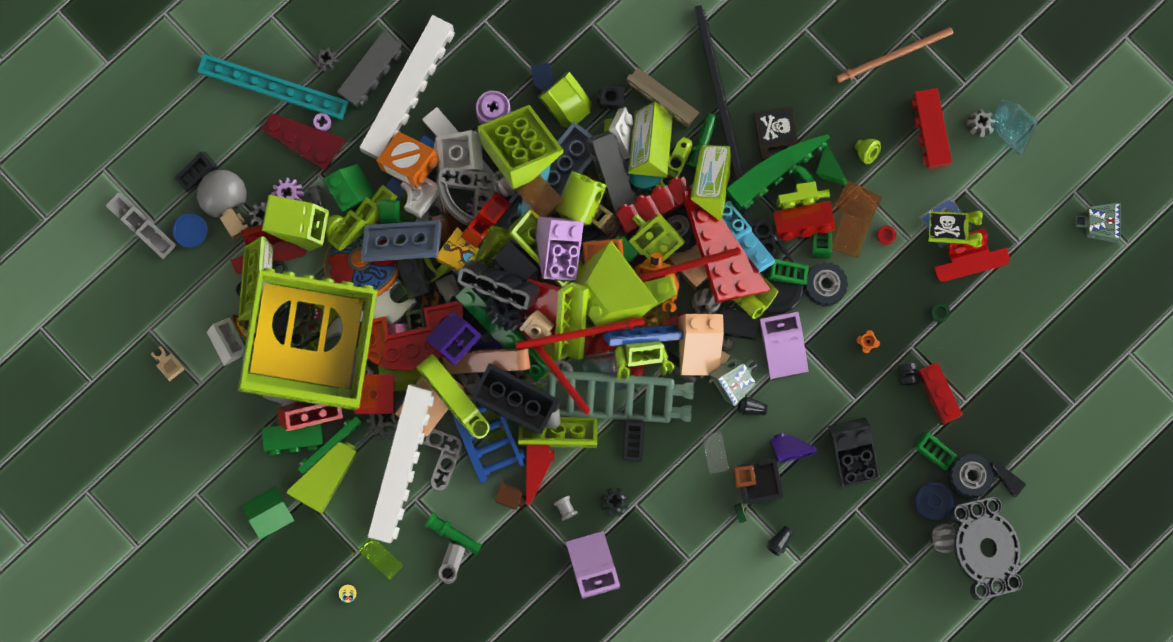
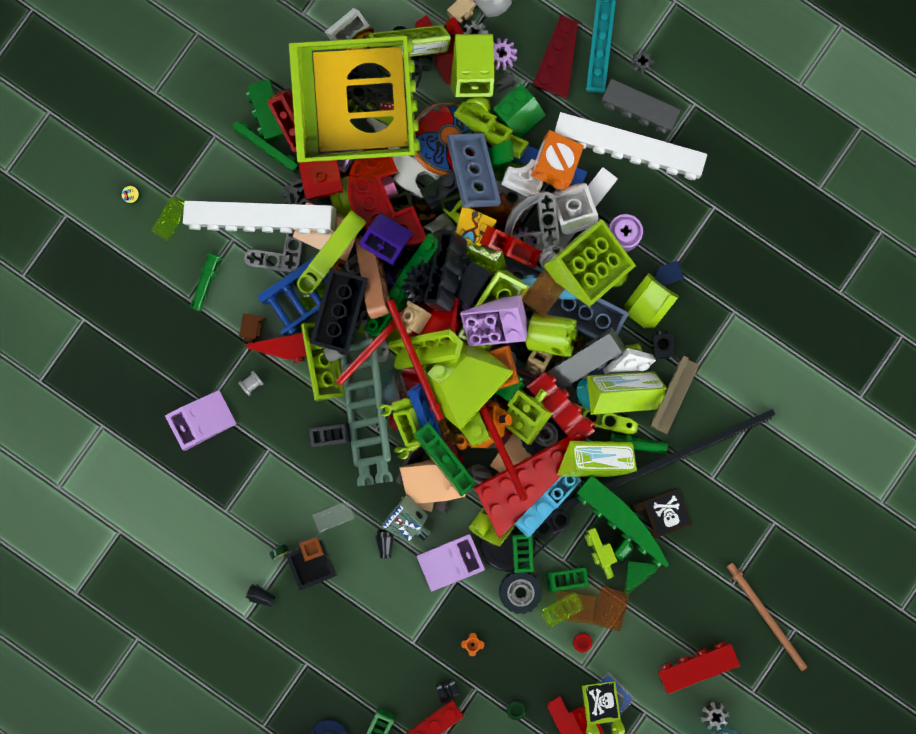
camera: 80 degrees right, 5 degrees up
(267, 513) = (191, 102): slope -> none
(318, 117) = (575, 76): lavender bush -> none
(323, 479) = (233, 148): lime slope -> none
(451, 561) = (178, 285): light grey piece -> none
(618, 497) = (269, 432): black piece -> none
(683, 324) = (444, 459): none -> green plate
(739, 324) = (463, 513): black brick -> none
(790, 448) = (350, 587): dark purple slope -> none
(804, 221) = (578, 558): red brick -> none
(854, 452) = (361, 651): black slope -> none
(856, 258) = (547, 618): none -> clear neon green slope
(868, 150) = (663, 608): lime brick -> none

